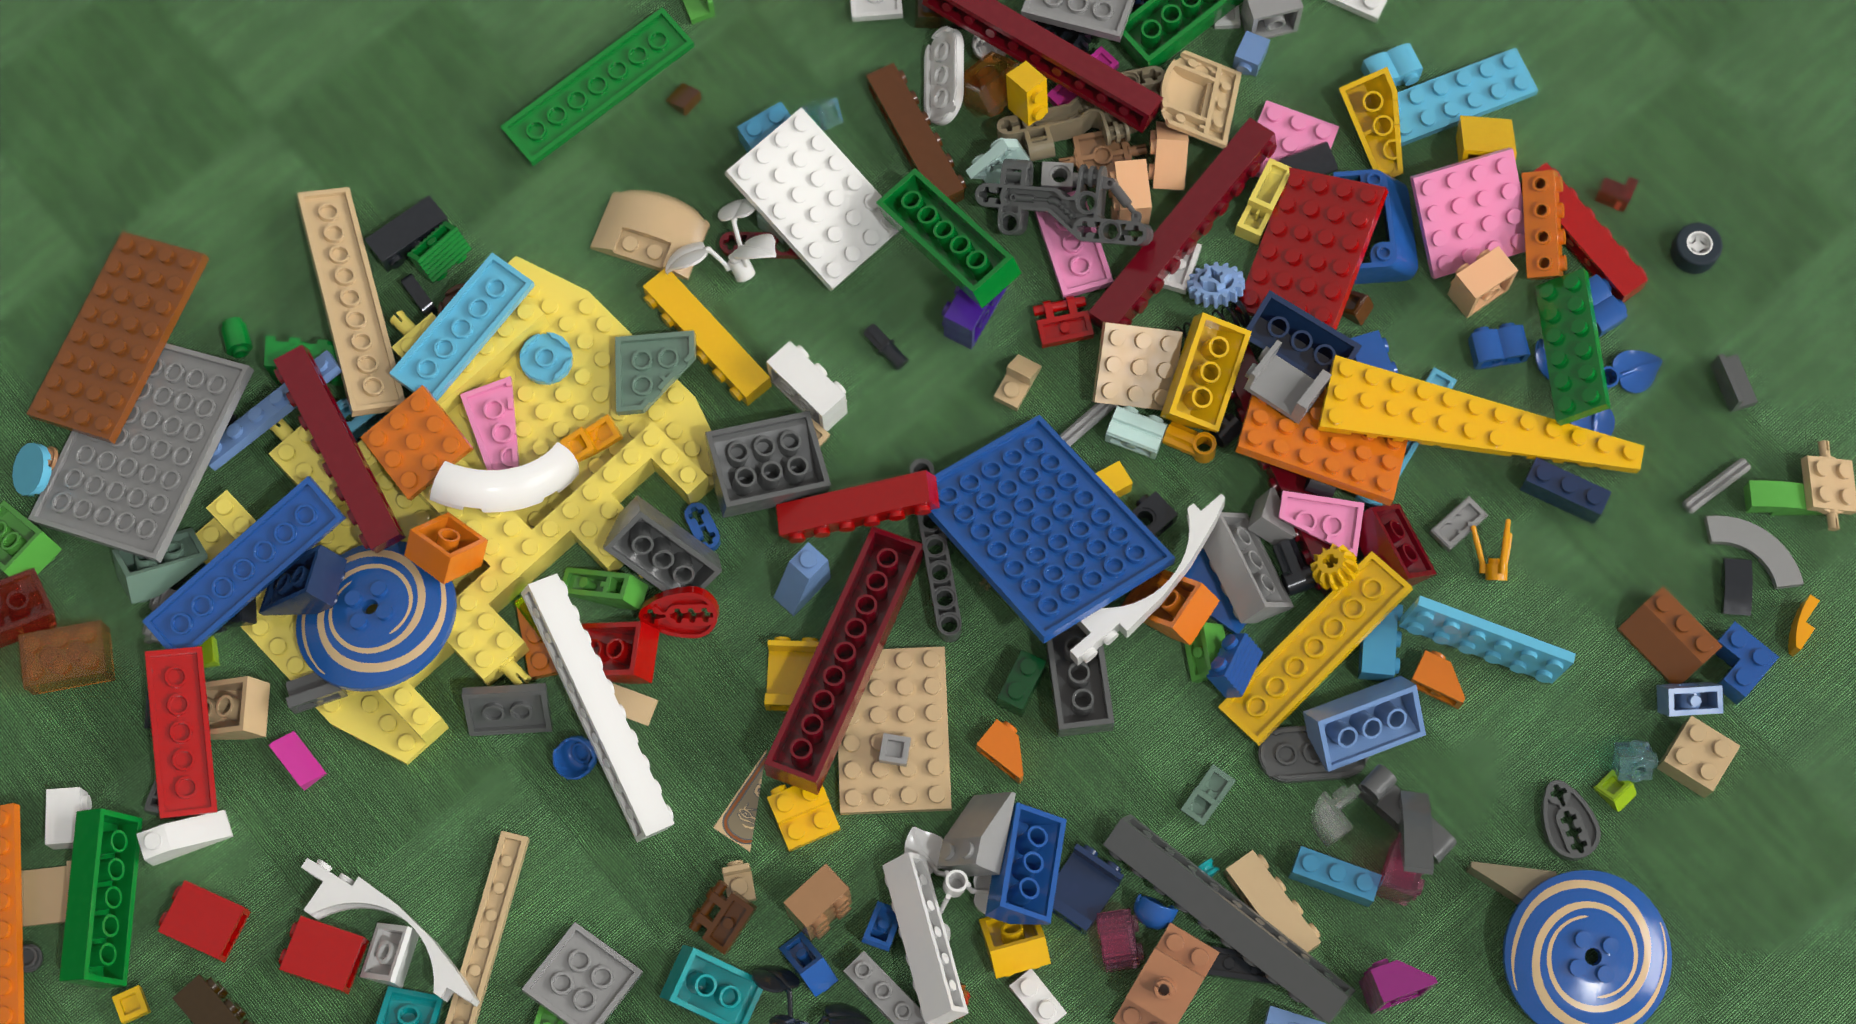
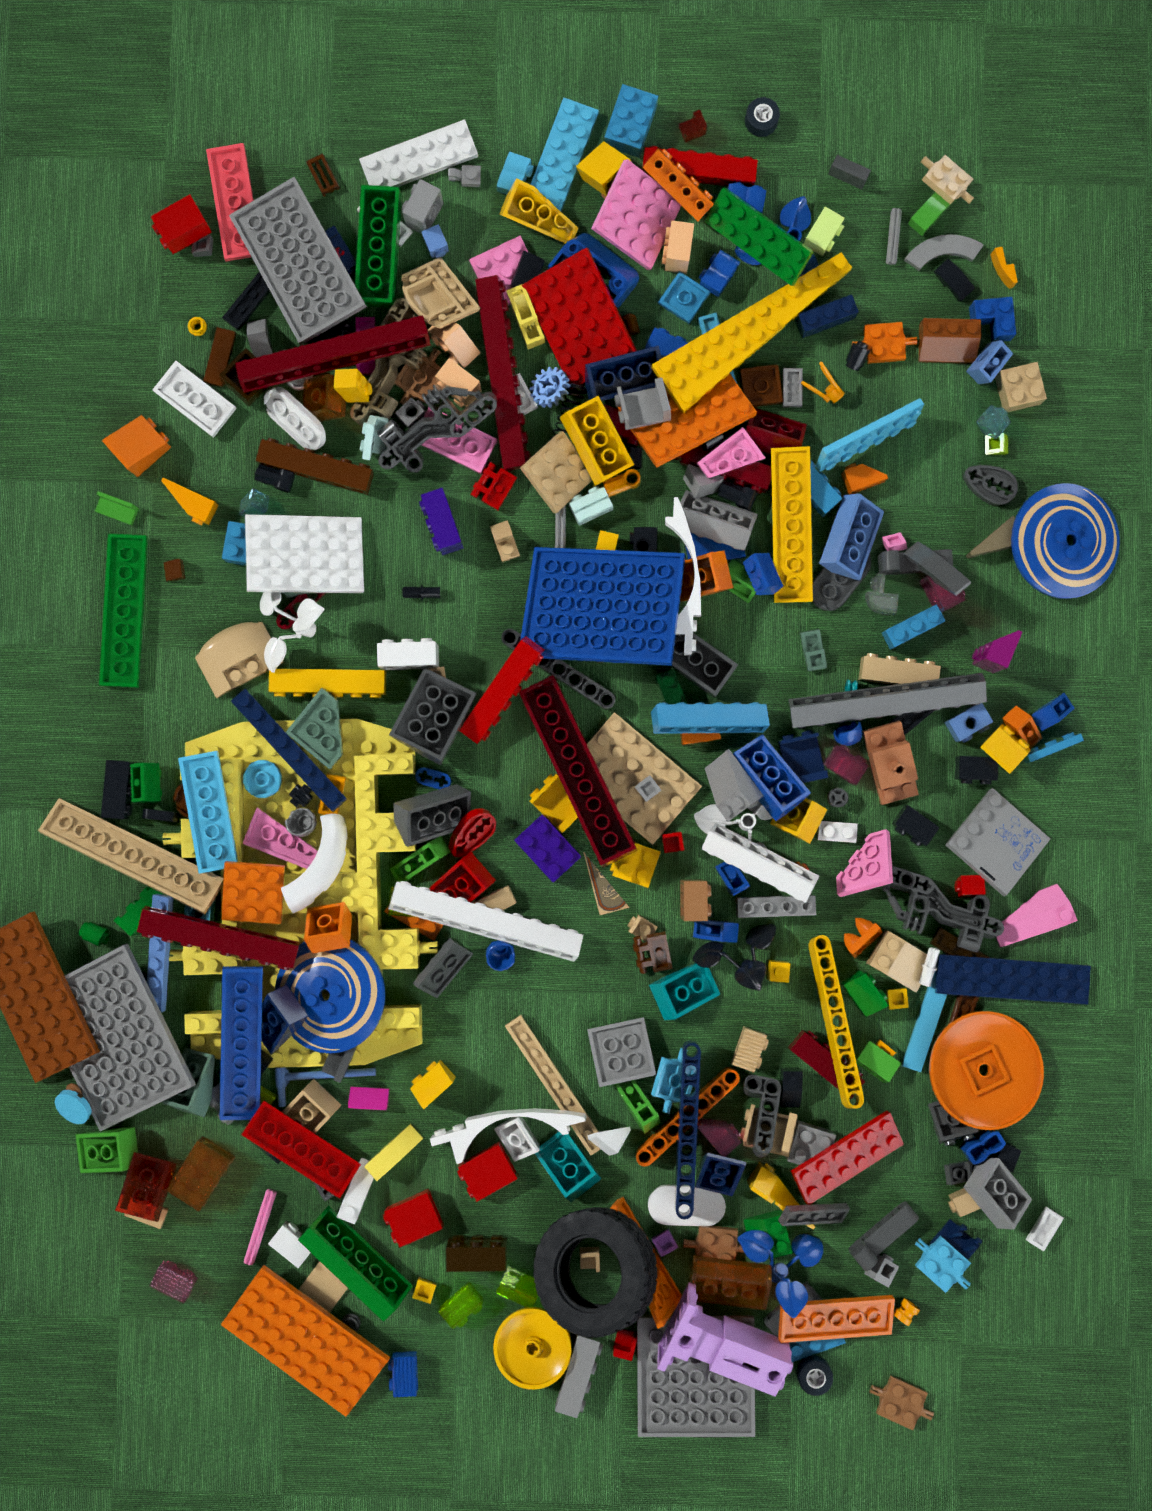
camera: 45 degrees left, 15 degrees up
(58, 770) = (260, 1226): none -> bright pink axle
(245, 653) = (283, 1077): none -> medium blue bar
(259, 836) = (393, 1152): none -> light yellow slope
(370, 809) = (432, 1083): none -> yellow slope
(534, 432) = (301, 822): none -> light grey hair
(562, 408) = (300, 795): none -> black gear
(599, 358) = (289, 750): none -> dark blue plate
(735, 705) = (547, 848): none -> dark purple brick
(767, 59) = (194, 504): none -> light orange slope
(802, 579) = (513, 754): medium blue slope -> none
(862, 831) = (672, 842): none -> red panel
(869, 115) = (280, 479): none -> black piece
(949, 238) = (397, 506): green brick -> none
(1030, 745) = (709, 718): none -> dark azure brick
(1074, 959) = (840, 795): none -> dark grey wheel
(1334, 567) = (755, 475): yellow gear -> none
(1347, 29) = (469, 176): none -> light grey plate
(1405, 774) = (894, 542): none -> bright pink plate
(1428, 491) = (762, 385): none -> reddish brown plate
(1440, 336) = (684, 297): none -> dark azure tile
(1557, 558) = (857, 355): none -> black brick
(1559, 128) = (631, 120): none -> dark azure brick
(1600, 575) = (886, 342): none -> orange plate
(1647, 411) = (824, 231): none -> yellowish green brick

